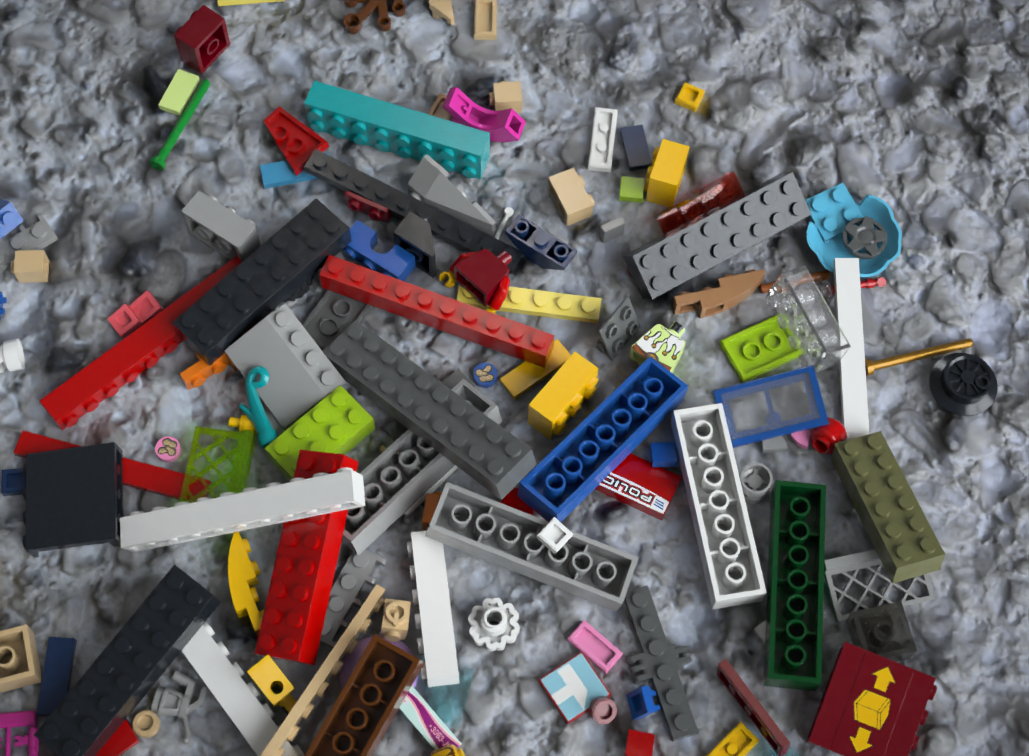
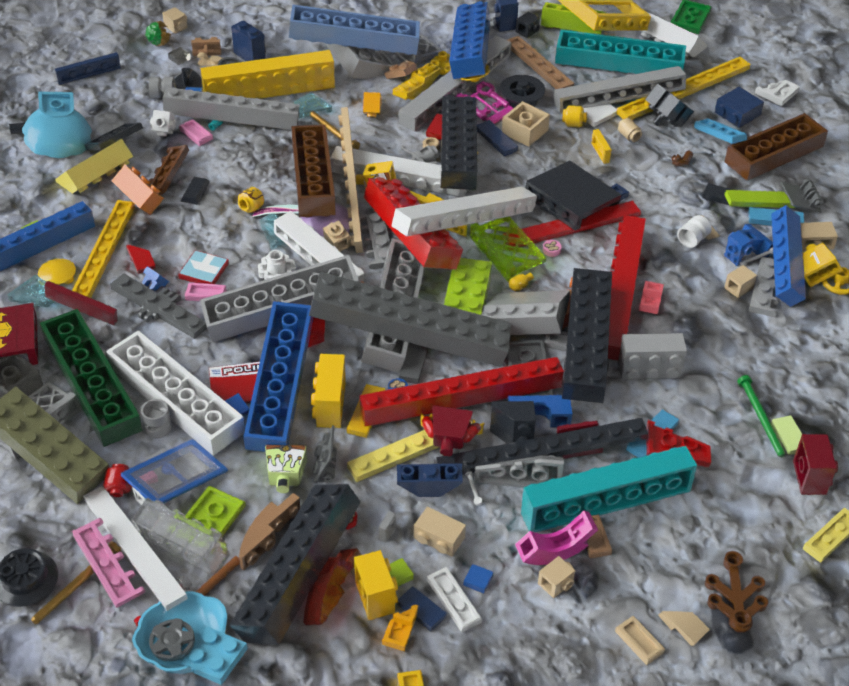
camera: 145 degrees right, 20 degrees down
(256, 412) = (499, 275): teal plant -> none
(554, 535) = (266, 297): white tile -> none
(569, 142) = (478, 578): none -> blue tile
(602, 710) = (177, 264): tile -> none
(671, 133) = (400, 629): none -> light orange slope
(886, 346) = (106, 563): none -> bright pink hinge

